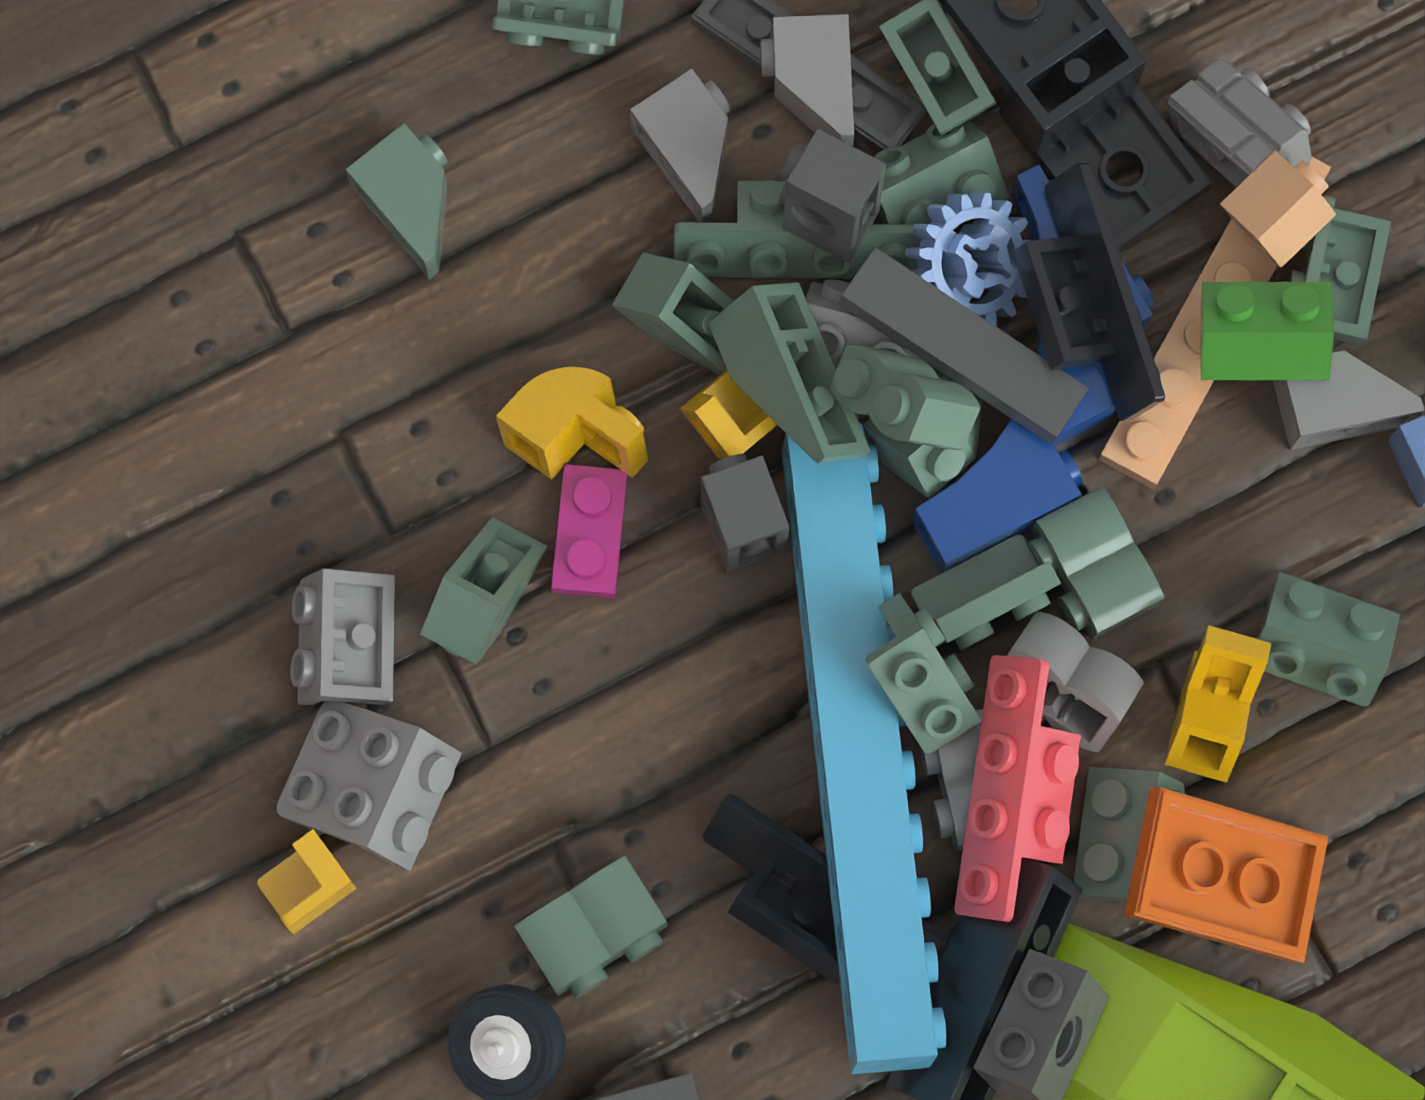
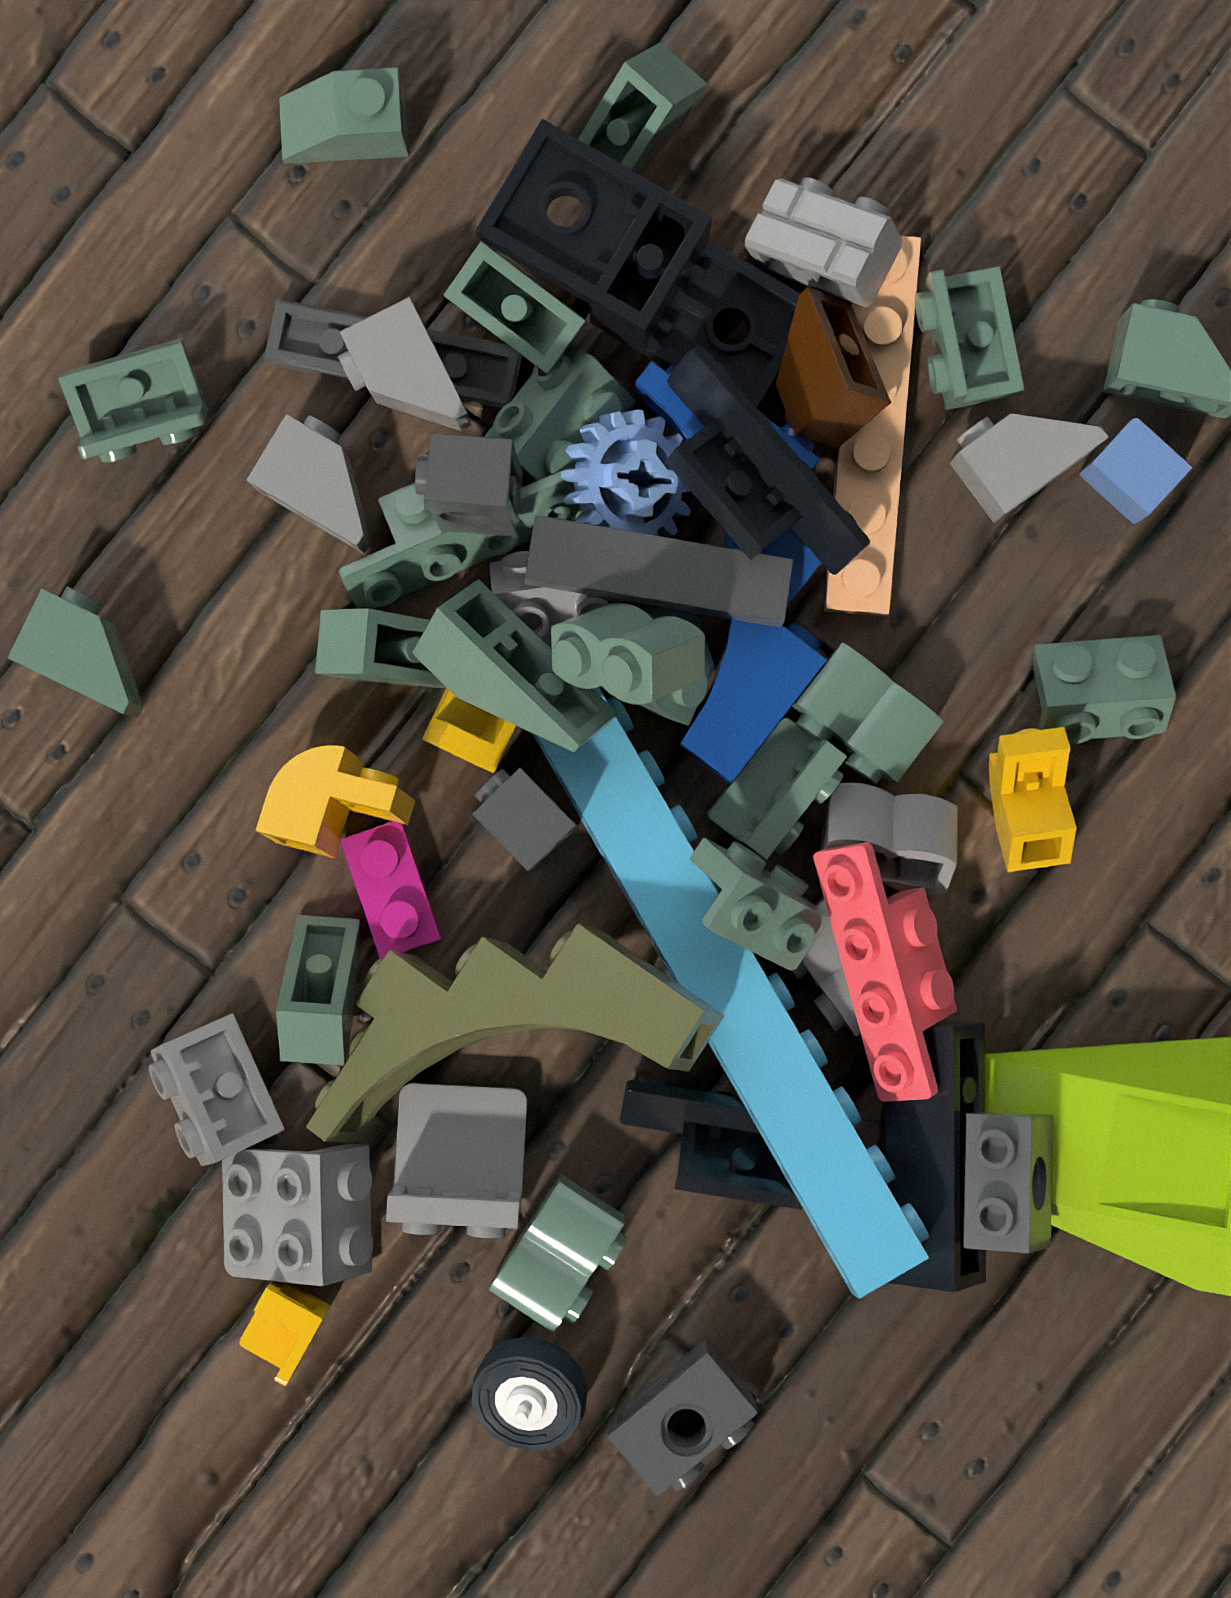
camera: 15 degrees left, 10 degrees up
(541, 797) = (459, 1159): none -> light grey bracket
(648, 658) = (498, 991): none -> olive arch
(1112, 828) = (1004, 952): sand green bracket -> none
(1191, 243) = (828, 372): none -> reddish brown slope
(1226, 875) = (1107, 952): orange tile -> none
(1266, 330) = (935, 429): bright green brick -> none
(1280, 207) = (896, 303): light nougat brick -> none

